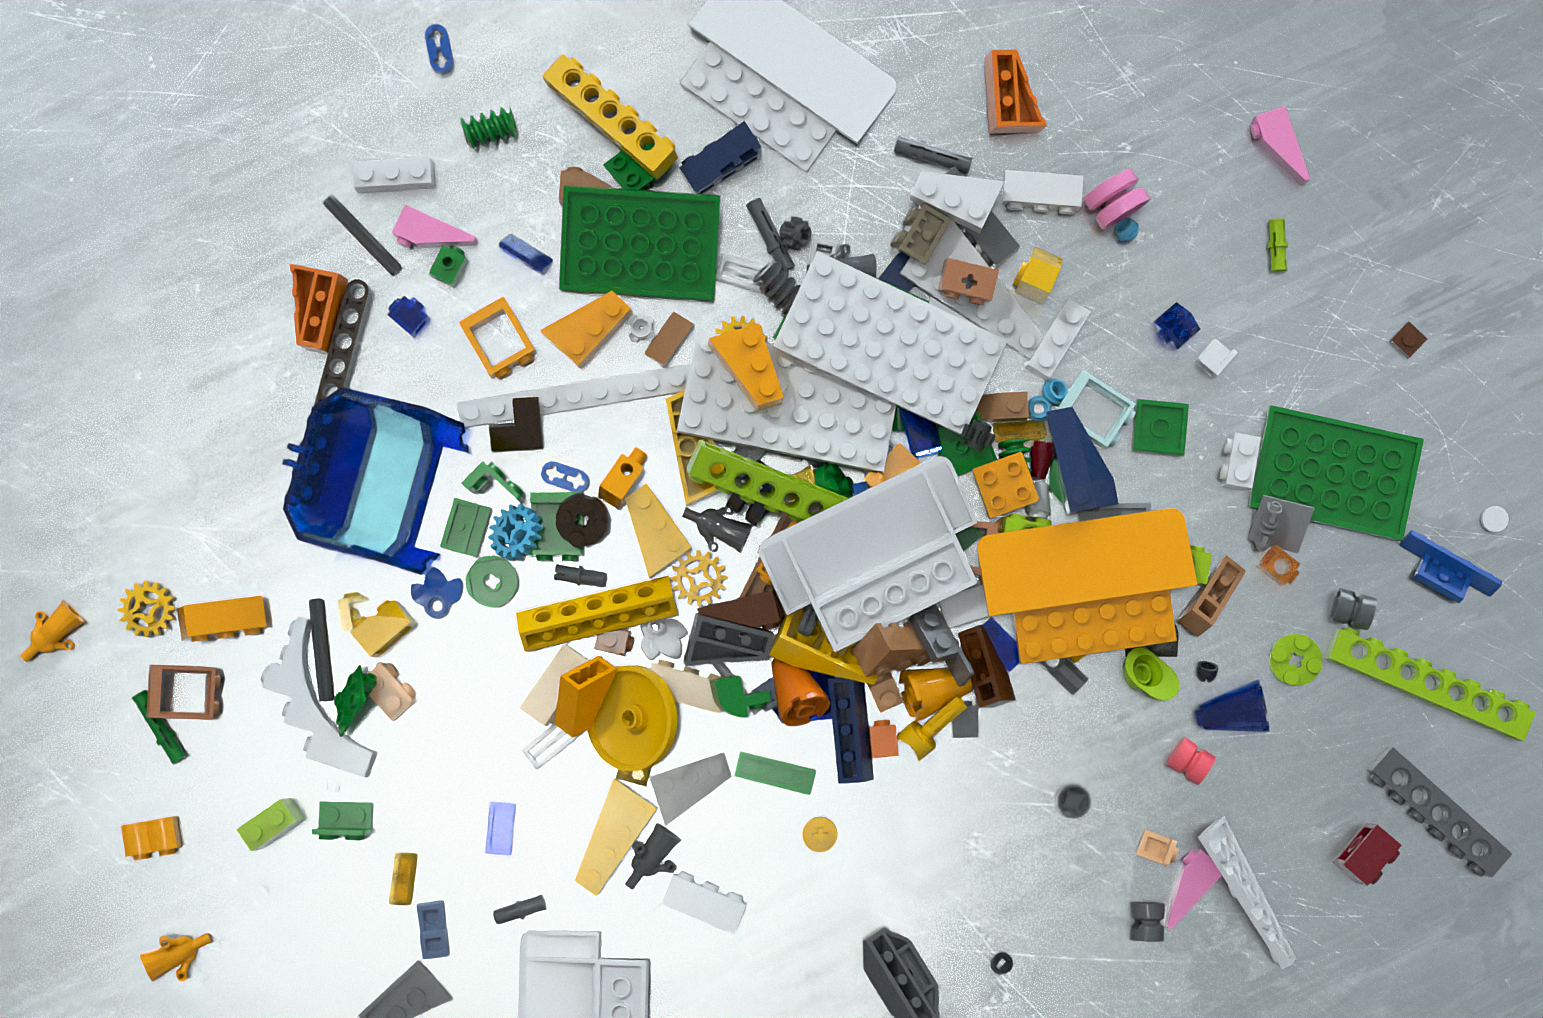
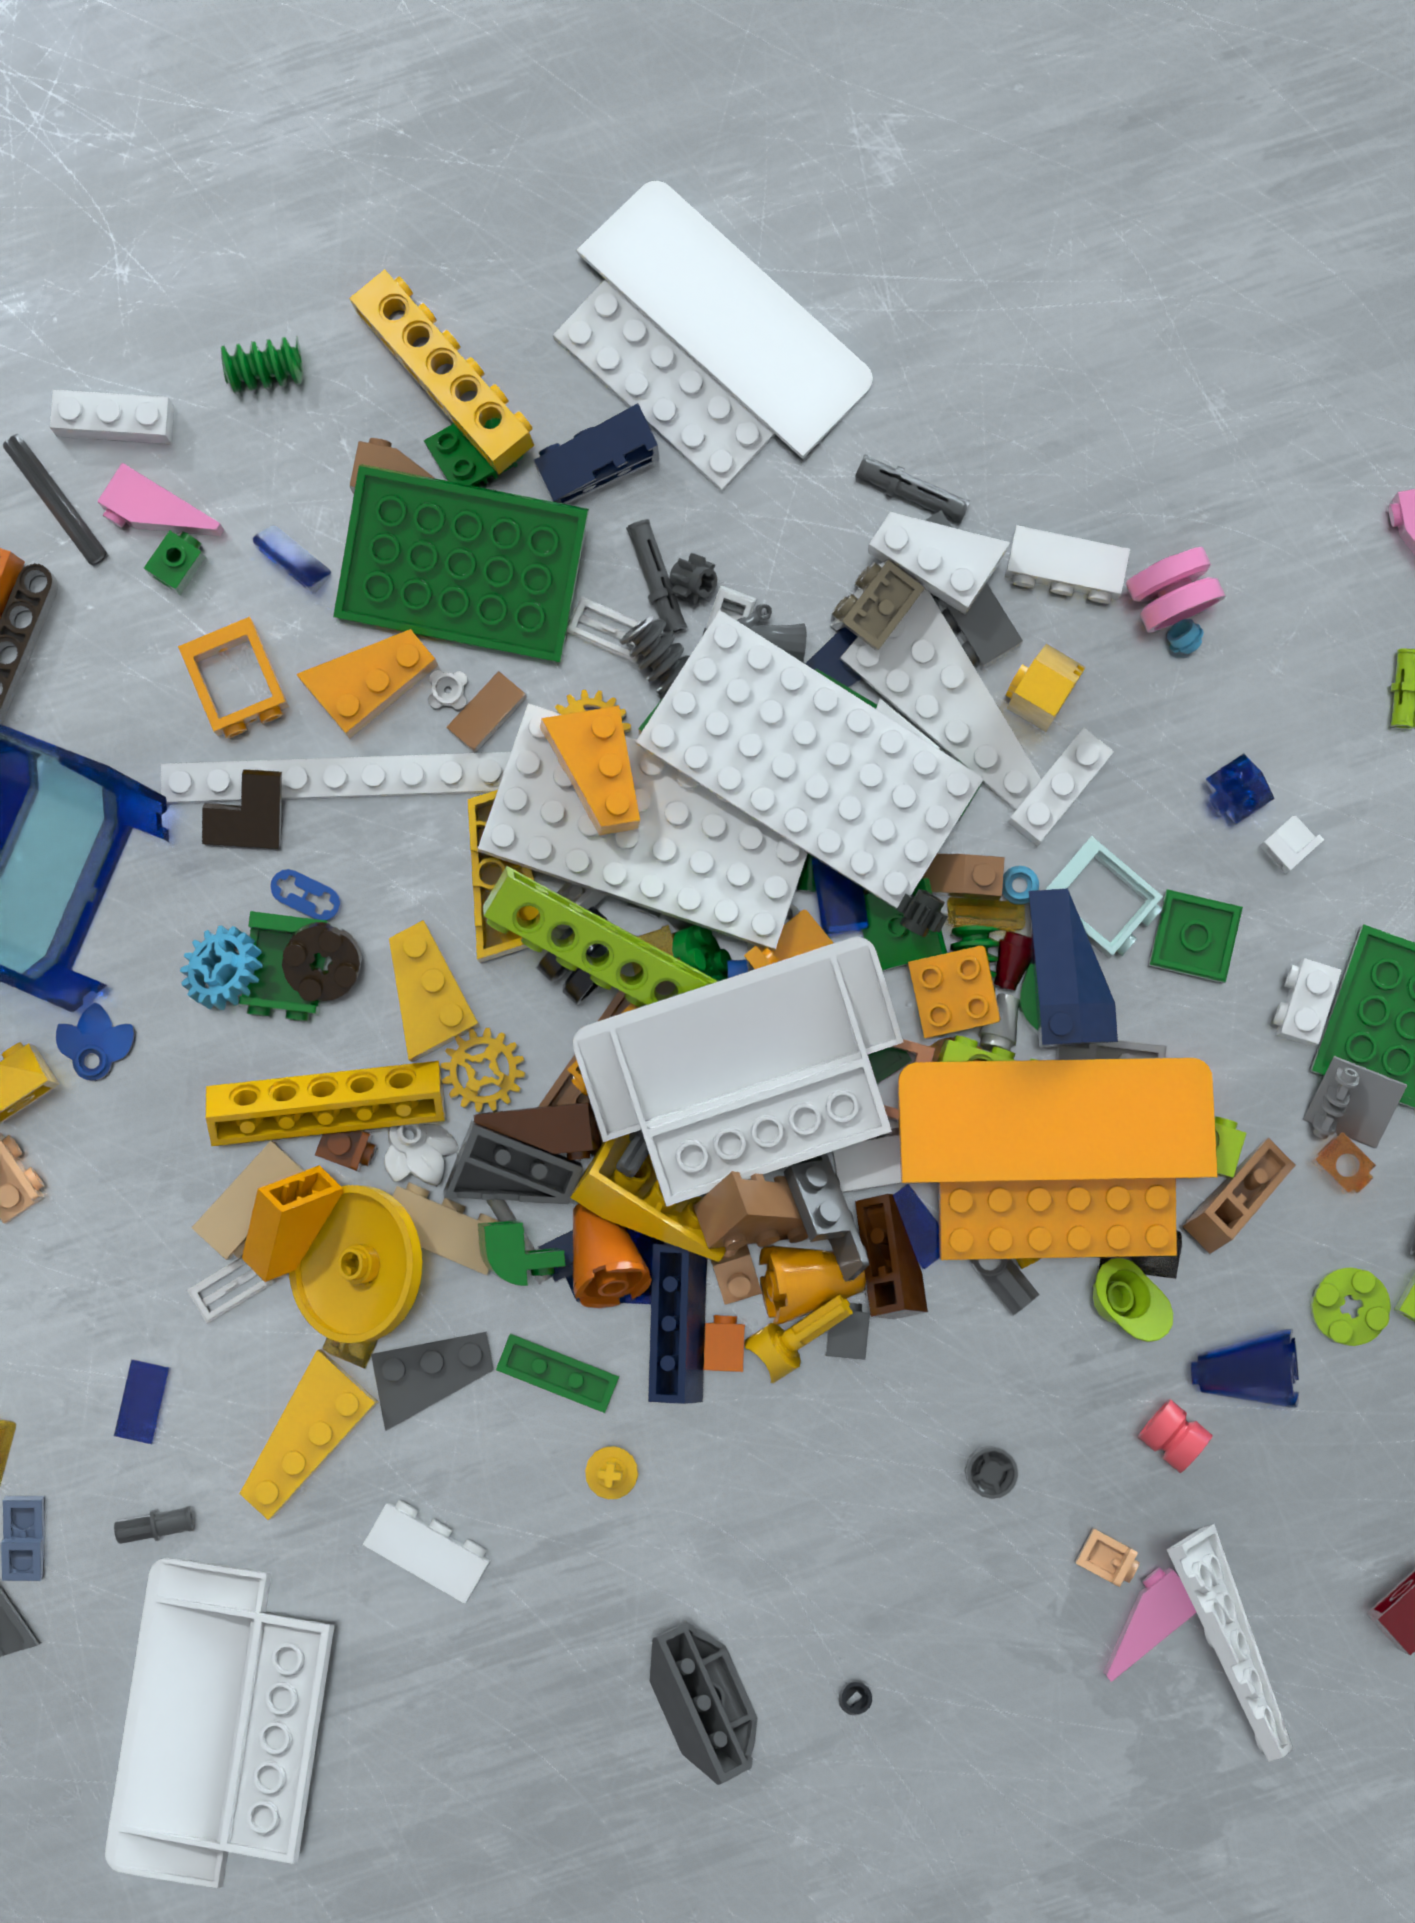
camera: 10 degrees right, 0 degrees up
(408, 315) = (107, 626): clear blue brick -> none
(433, 50) = (195, 240): blue beam -> none
(465, 527) = (149, 951): green plate -> none
(478, 480) = (178, 881): bracket -> none
(482, 593) = (161, 1020): plate -> none
(580, 576) = (308, 1044): dark grey axle -> none
(617, 485) = (379, 918): light orange torso -> none
(650, 855) = (355, 1472): dark grey piece -> none
(727, 530) = (533, 1004): dark grey piece -> none
(983, 278) = (922, 665): nougat brick -> none
(1009, 96) = (1037, 415): orange wedge -> none
(1059, 388) = (1052, 856): medium azure plate -> none
(1147, 921) = (1078, 1665): dark grey wheel -> none
(1207, 670) = (1217, 1306): black hinge -> none

